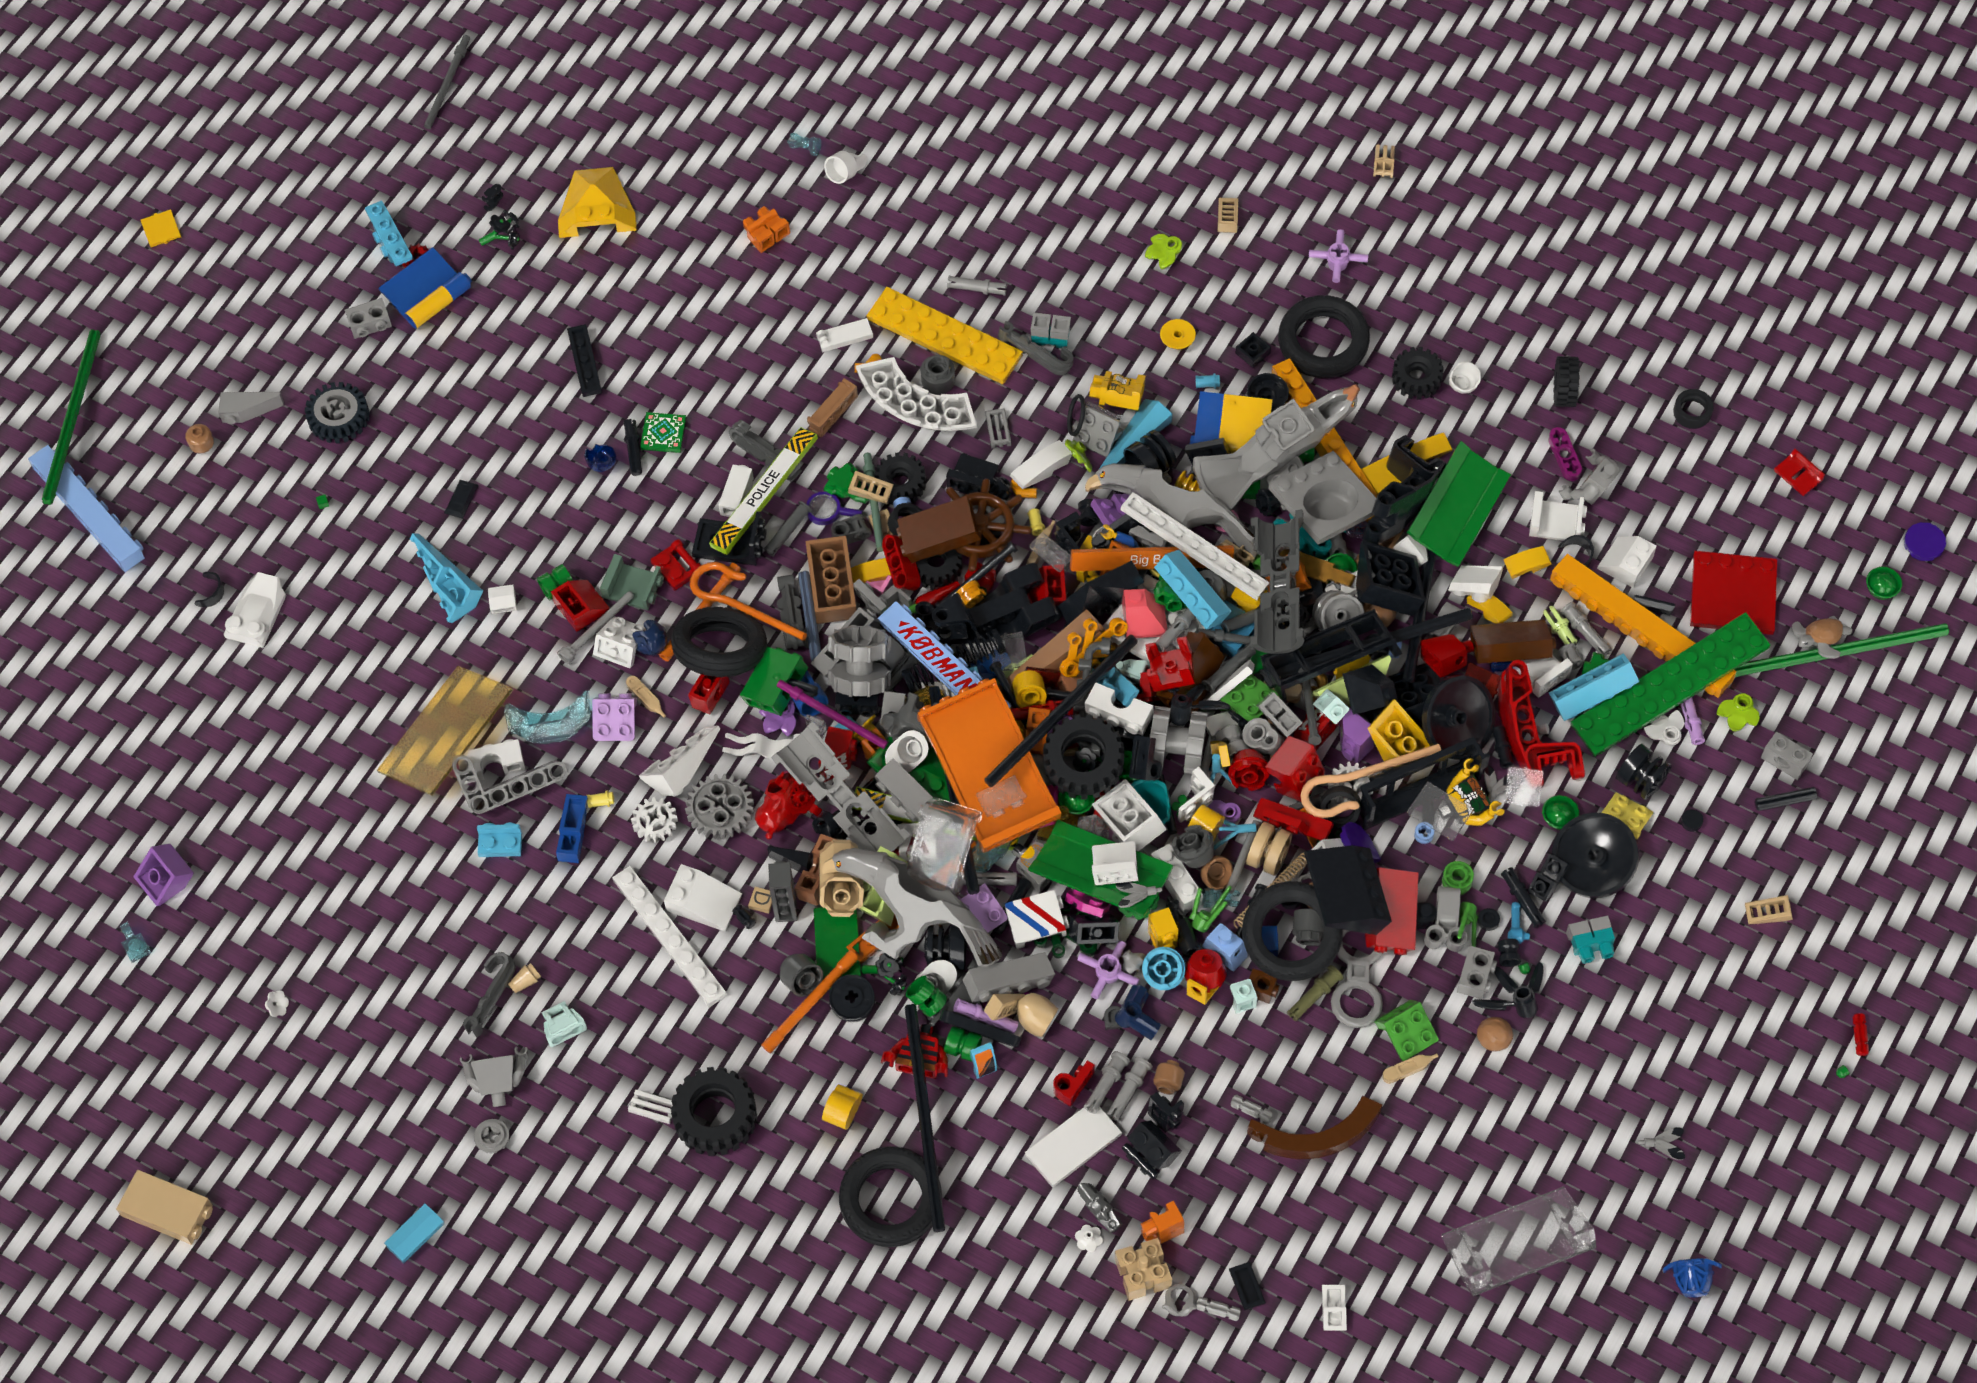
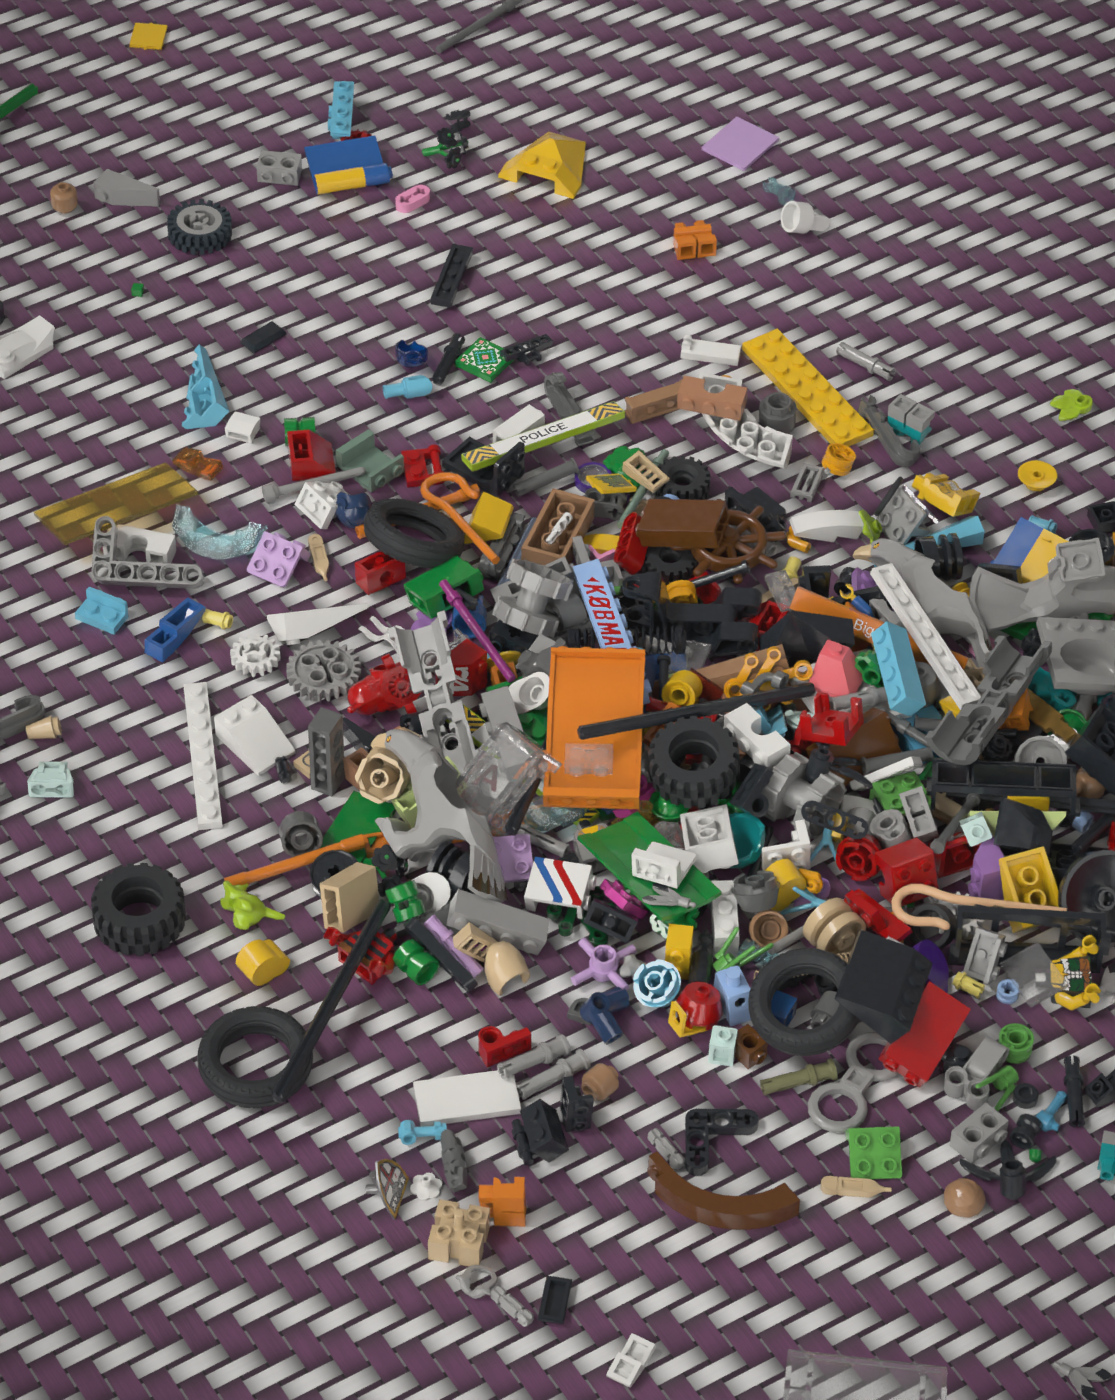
camera: 25 degrees right, 15 degrees down
(486, 655) = (196, 464): none -> clear orange slope
(498, 294) = (412, 198): none -> bright pink beam
(619, 492) = (409, 387): none -> medium azure arm
(643, 1095) = (87, 876): white tile -> none
(691, 415) = (531, 346): none -> black piece
(743, 108) = (740, 143): none -> lavender piece
(766, 592) = (490, 518): none -> yellow slope
(798, 1063) = (247, 907): none -> lime animal
(836, 578) = (559, 527): none -> white pin
(845, 510) = (611, 483): none -> yellow piece
(870, 396) = (725, 404): none -> nougat arch
(880, 1016) = (349, 896): none -> tan brick
(983, 1060) = (424, 981): slope -> none
(1012, 395) = (838, 459): none -> light orange wheel
(1050, 1200) = (408, 1132): none -> medium azure bar
(1064, 1255) = (390, 1183): none -> shield
(1226, 810) = (813, 879): none -> light orange arm
(1237, 748) = (819, 807): none -> black beam
(1269, 1078) = (703, 1131): none -> black beam
(1390, 842) = (968, 984): none -> light yellow pin
(1394, 812) = (985, 954): none -> light grey bracket

